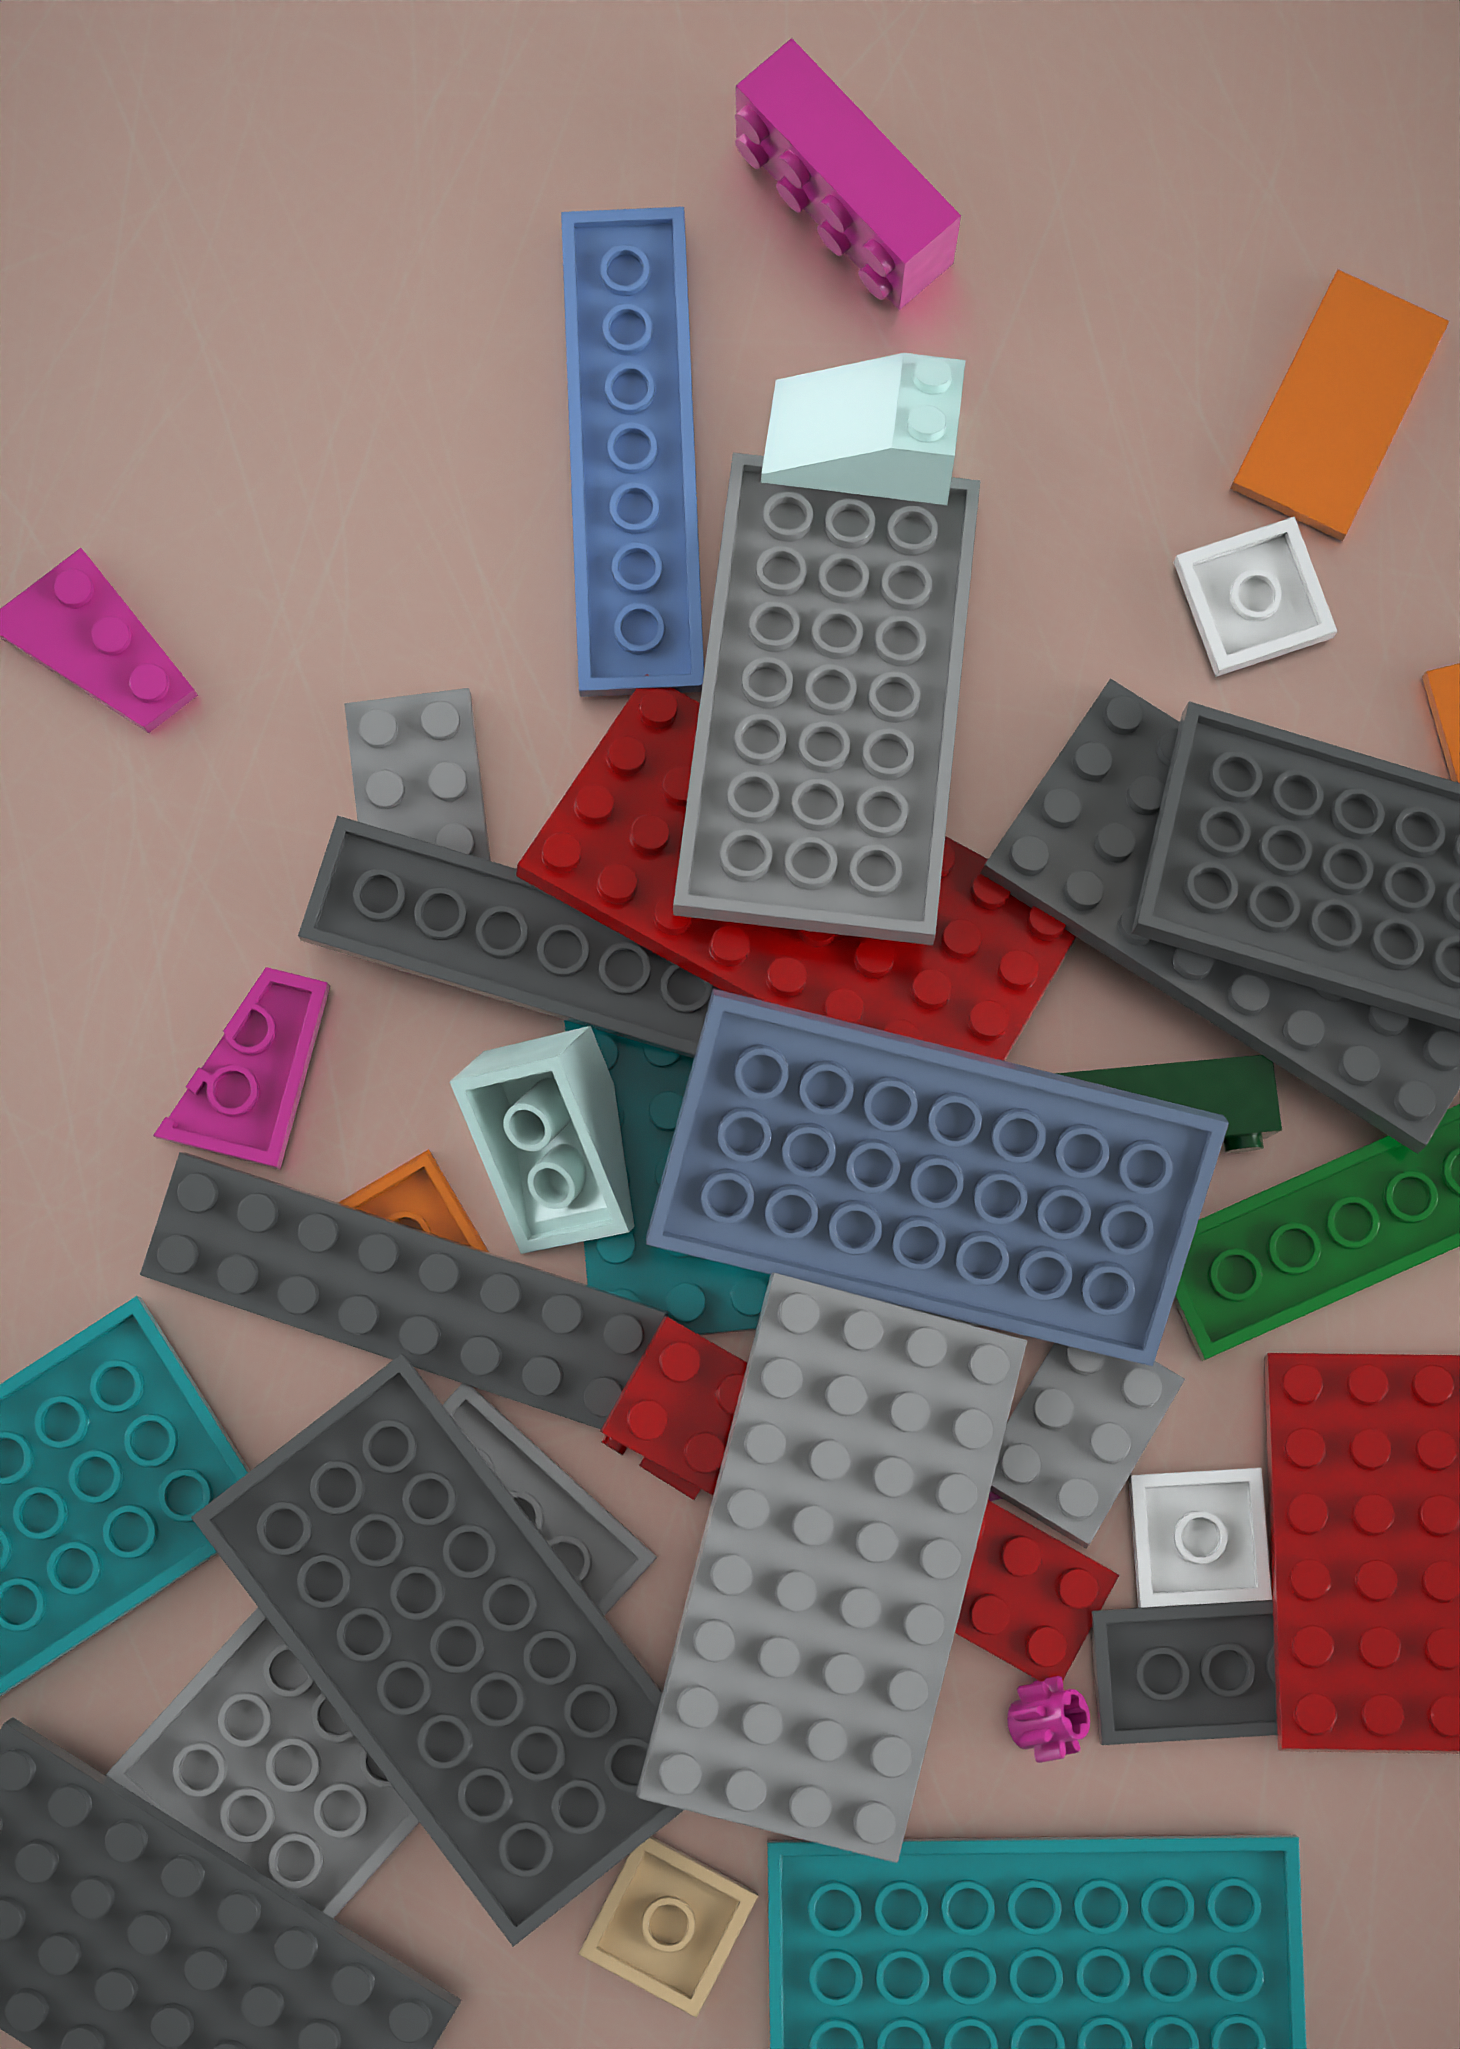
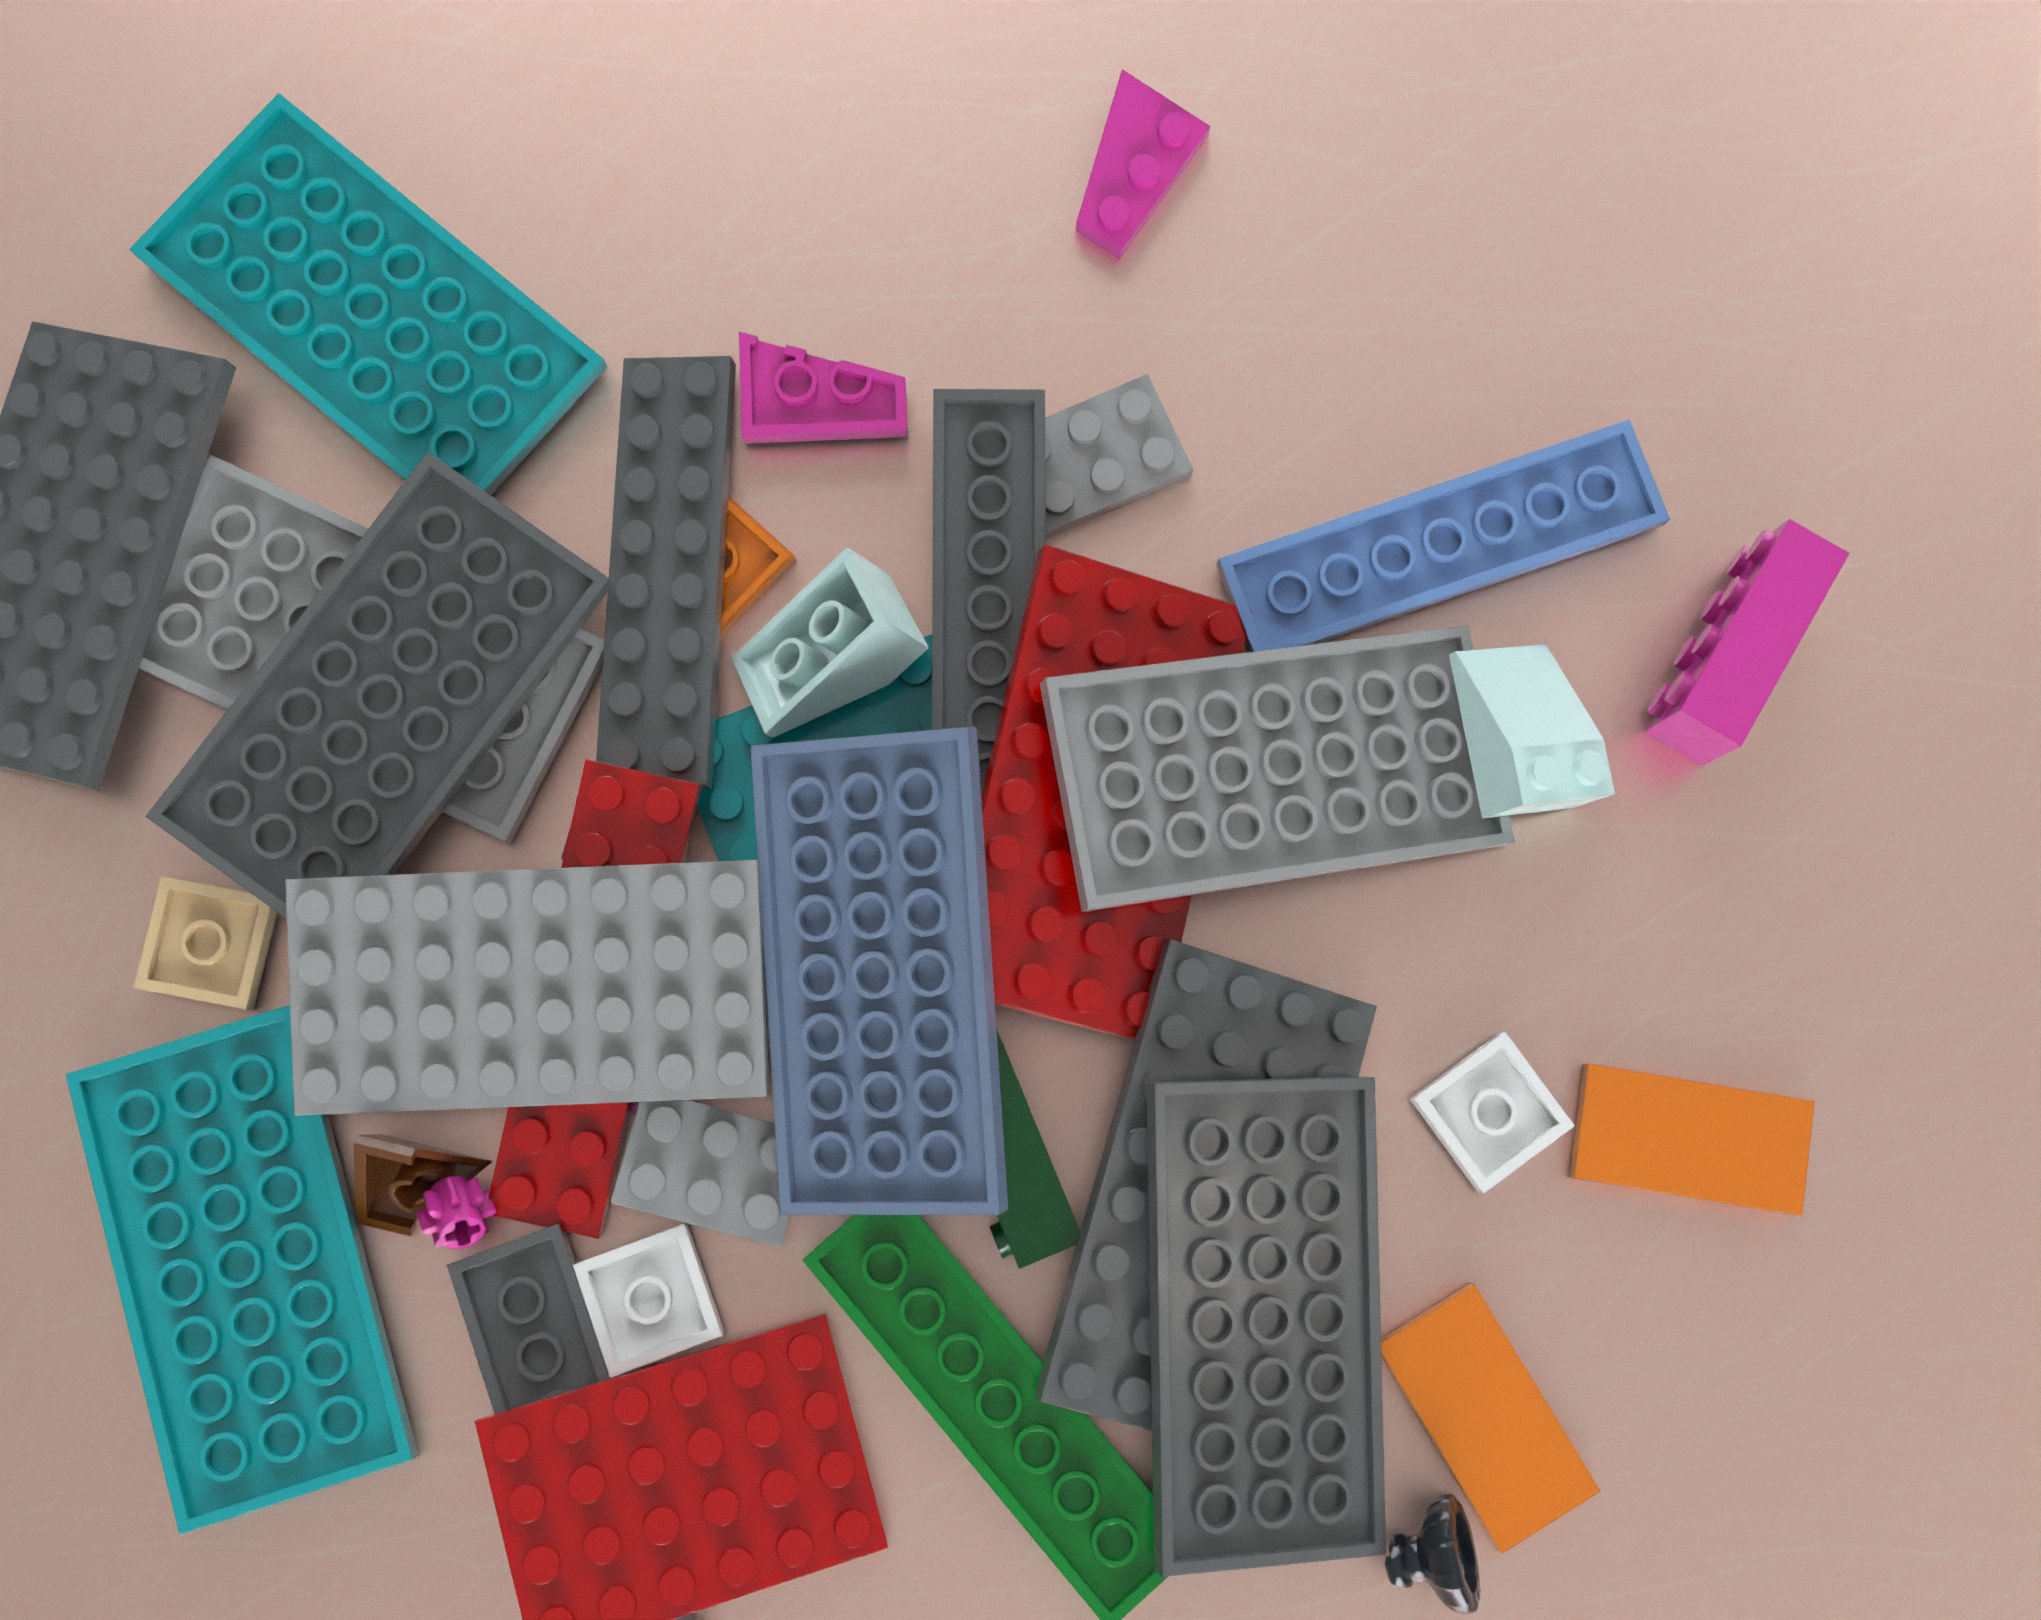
camera: 65 degrees right, 0 degrees up
(994, 1773) = (394, 1176): none -> reddish brown slope

